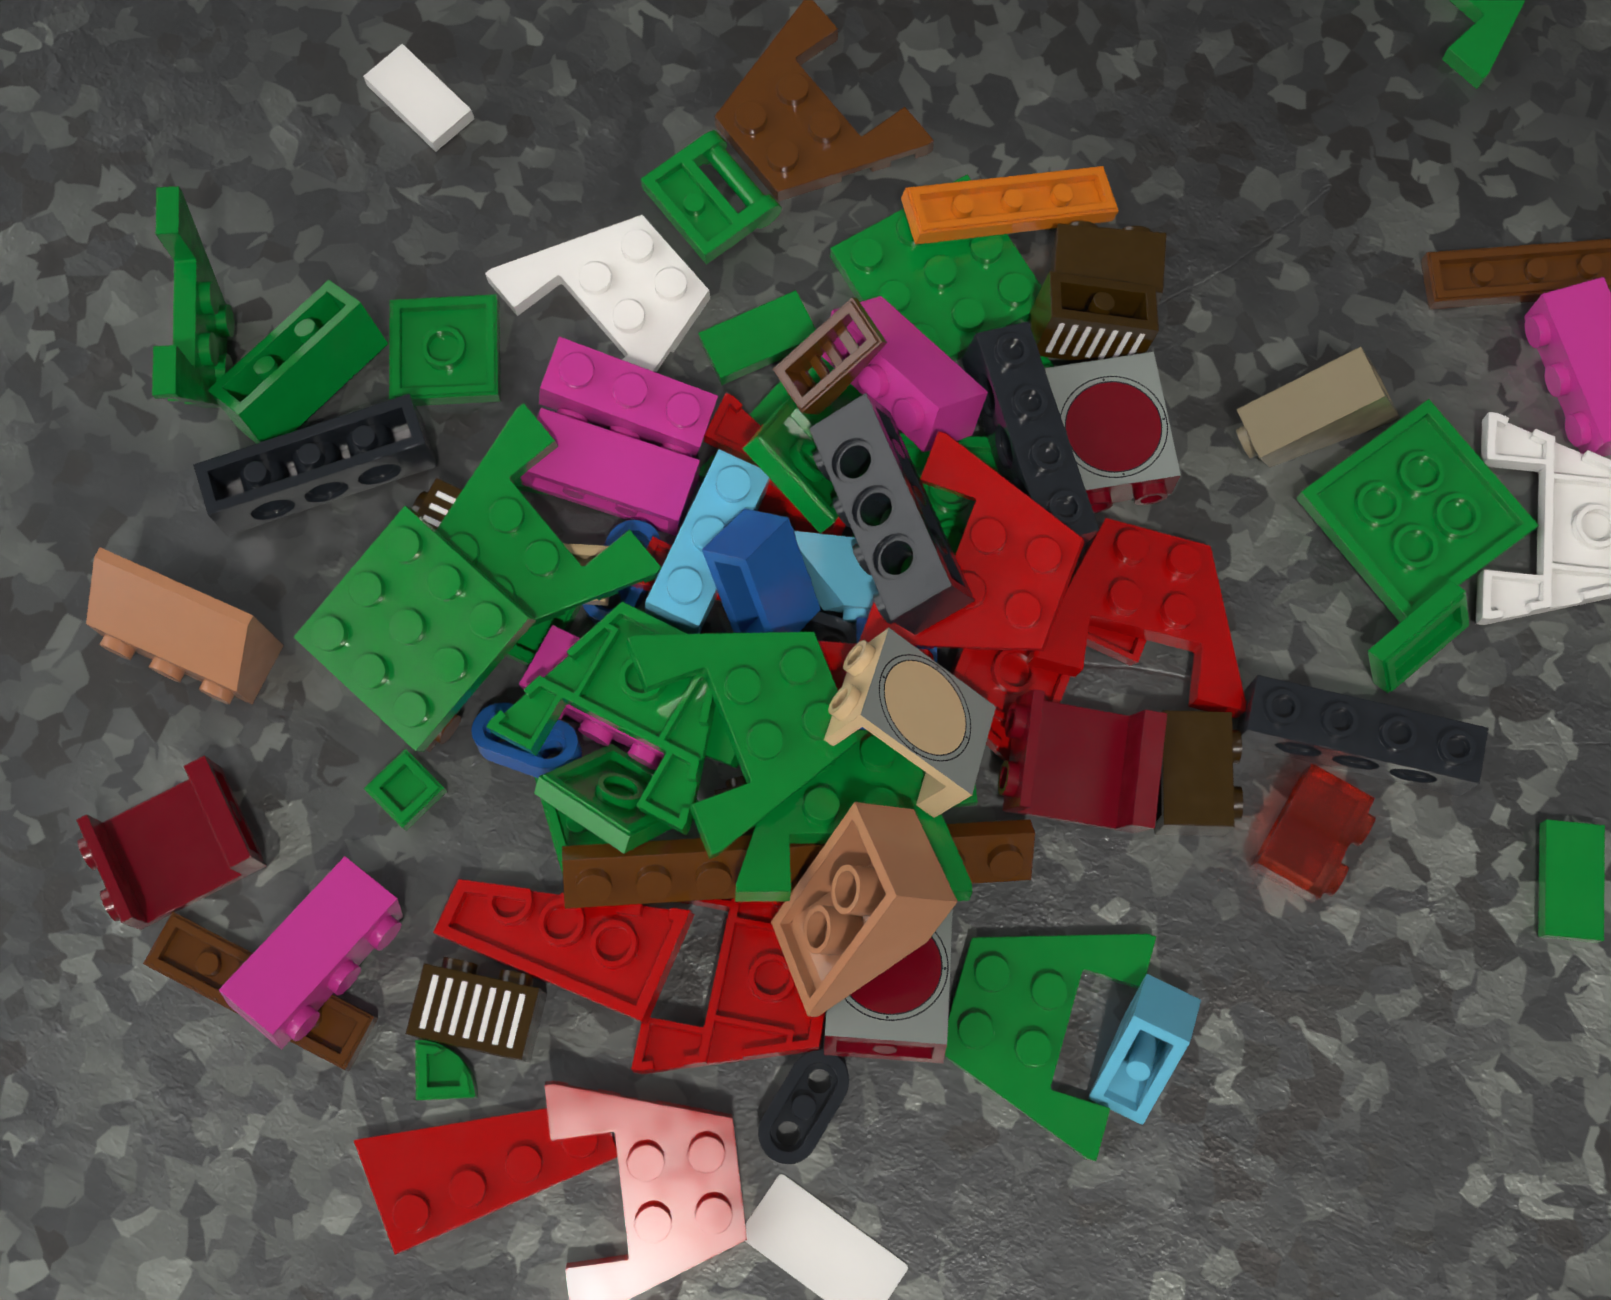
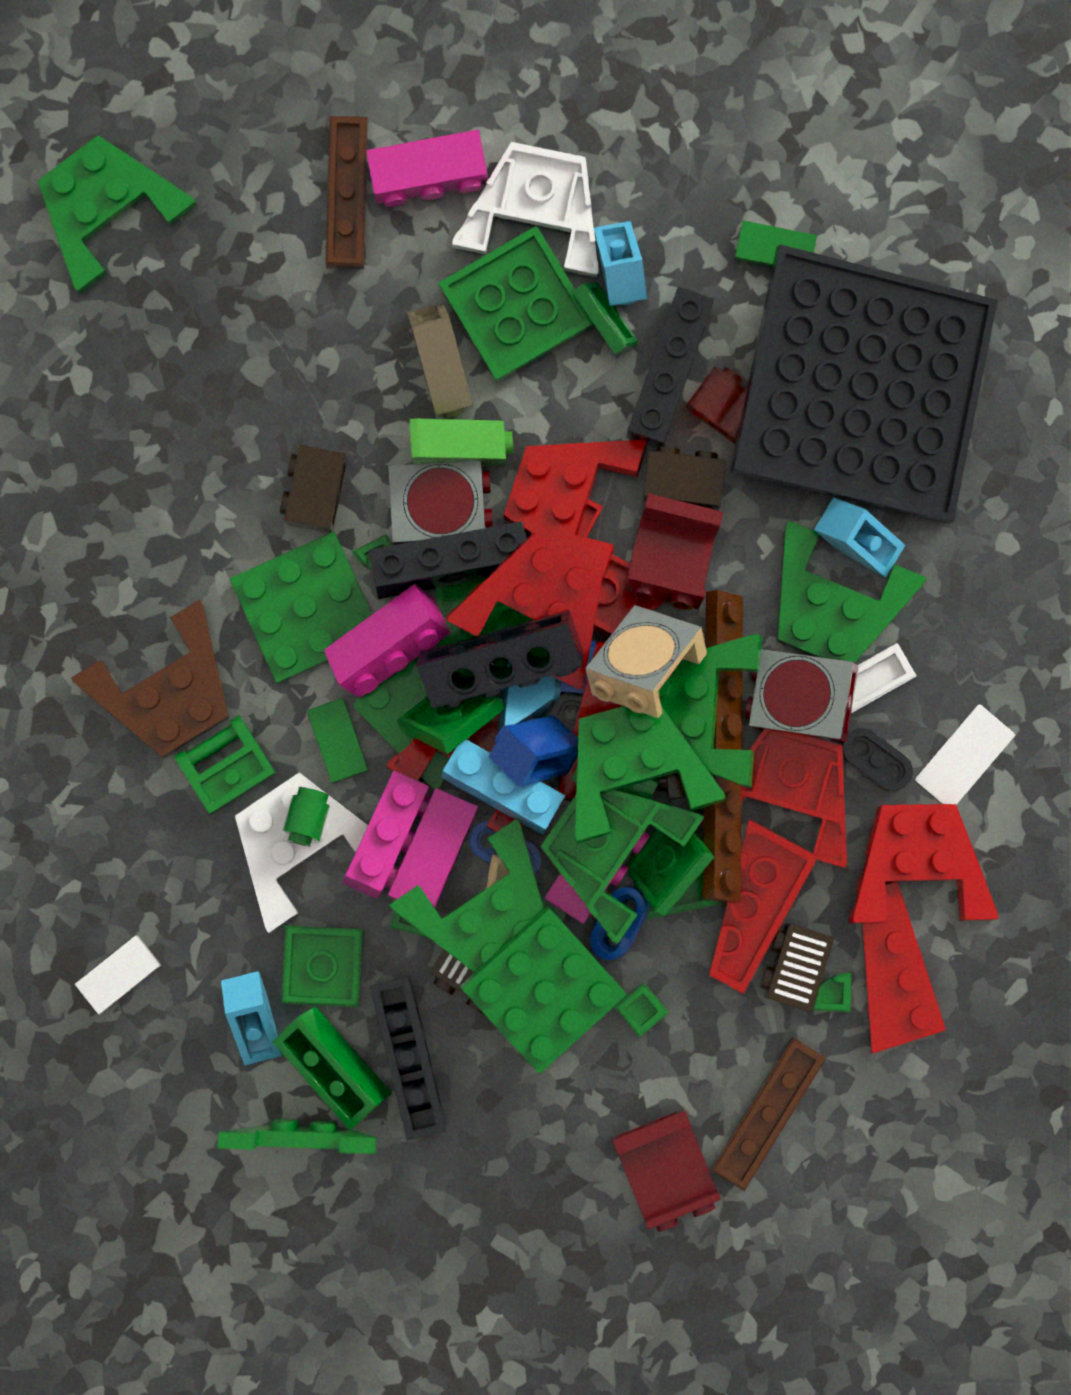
camera: 85 degrees left, 10 degrees up
(179, 629) = (521, 1158): nougat slope -> none
(313, 954) = (752, 1071): dark pink brick -> none
(370, 254) = (250, 1017): none -> medium azure slope
(644, 293) = (306, 816): none -> green brick
(794, 368) = (389, 711): reddish brown slope -> none
(861, 904) = (763, 706): nougat slope -> none
(933, 1102) = (881, 675): none -> white tile
(1008, 204) = (260, 551): orange tile -> none
(1093, 318) = (359, 503): dark brown brick -> none
(1205, 442) = (460, 441): none -> bright green slope
(1386, 1033) = (864, 384): none -> black plate
(1502, 650) = (620, 263): none -> medium azure slope

